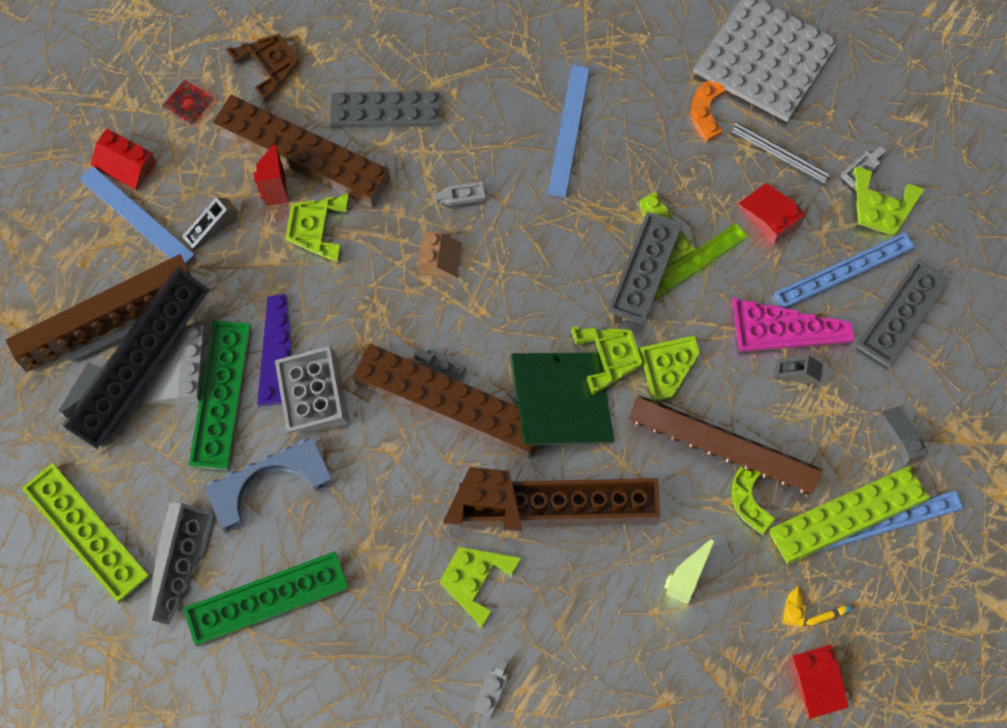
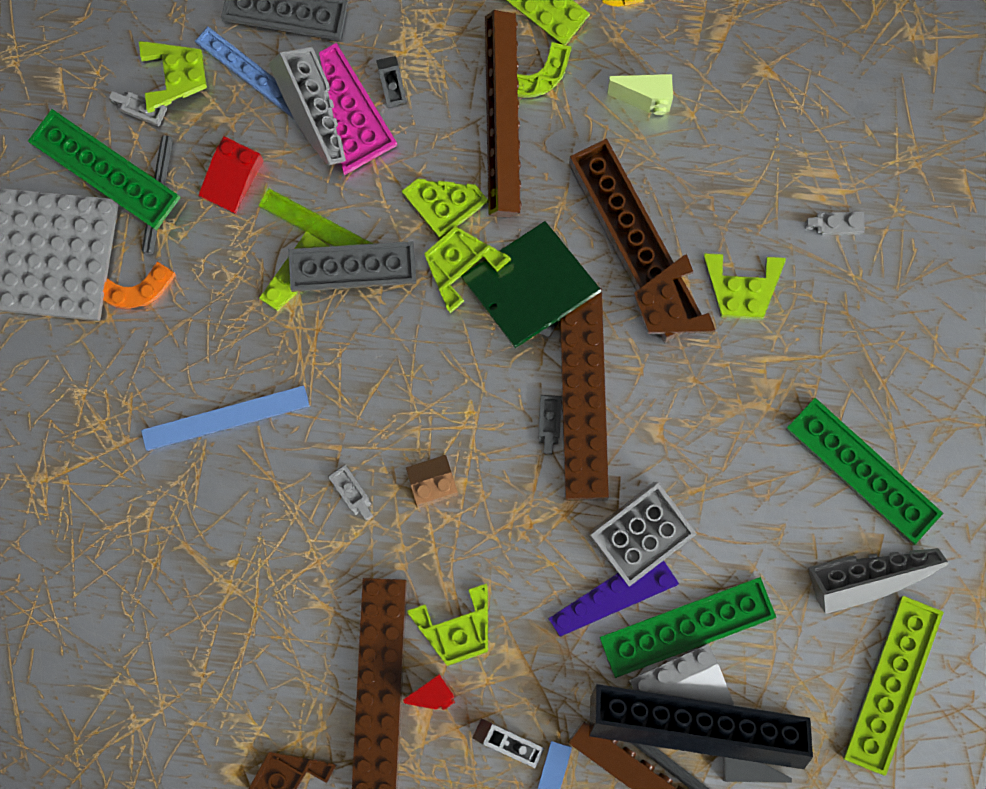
camera: 115 degrees left, 10 degrees up
(228, 492) = (784, 563): sand blue arch -> none
(385, 109) = (286, 626): dark grey plate -> none
(810, 294) = (308, 100): none -> light grey wedge
(818, 119) = (104, 169): none -> green plate

